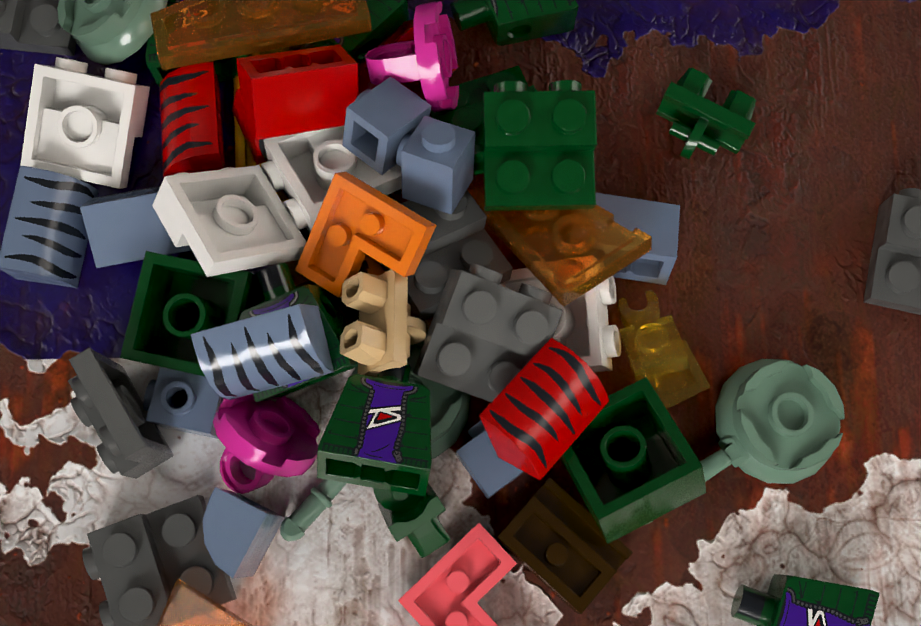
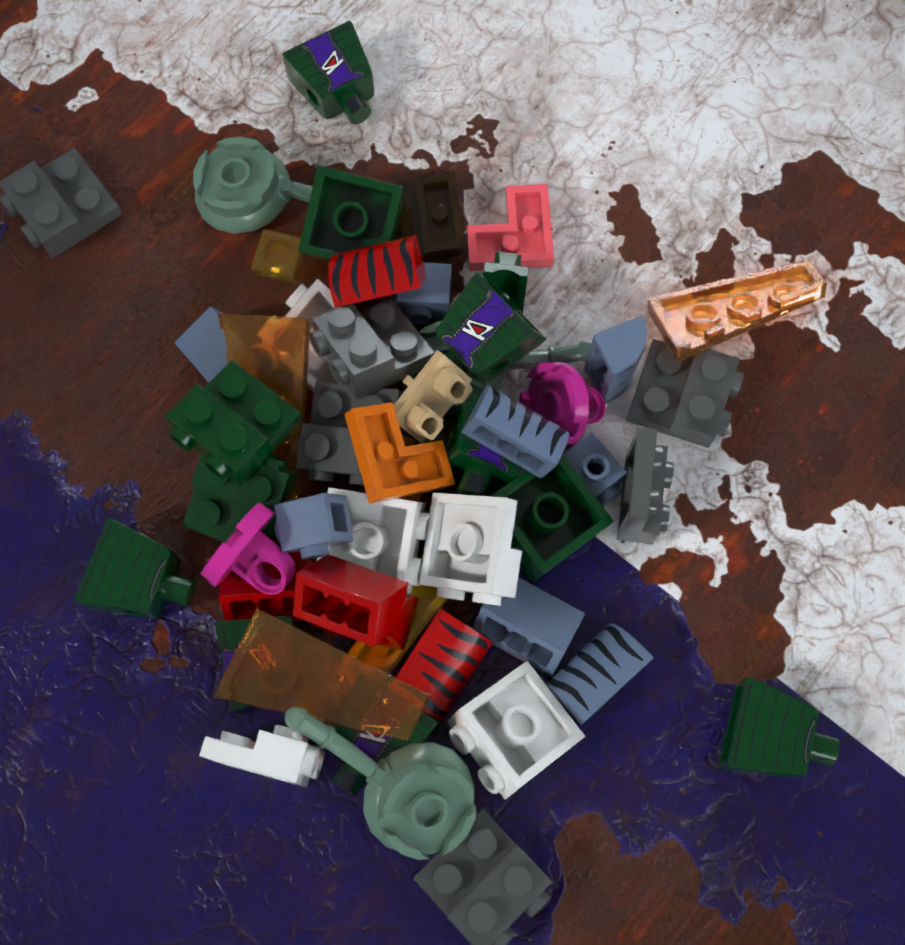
camera: 140 degrees left, 5 degrees down
(436, 164) = (305, 465): sand blue brick -> none
(651, 341) = (274, 277): clear yellow plate -> none
(703, 121) = (90, 371): dark green hips -> none

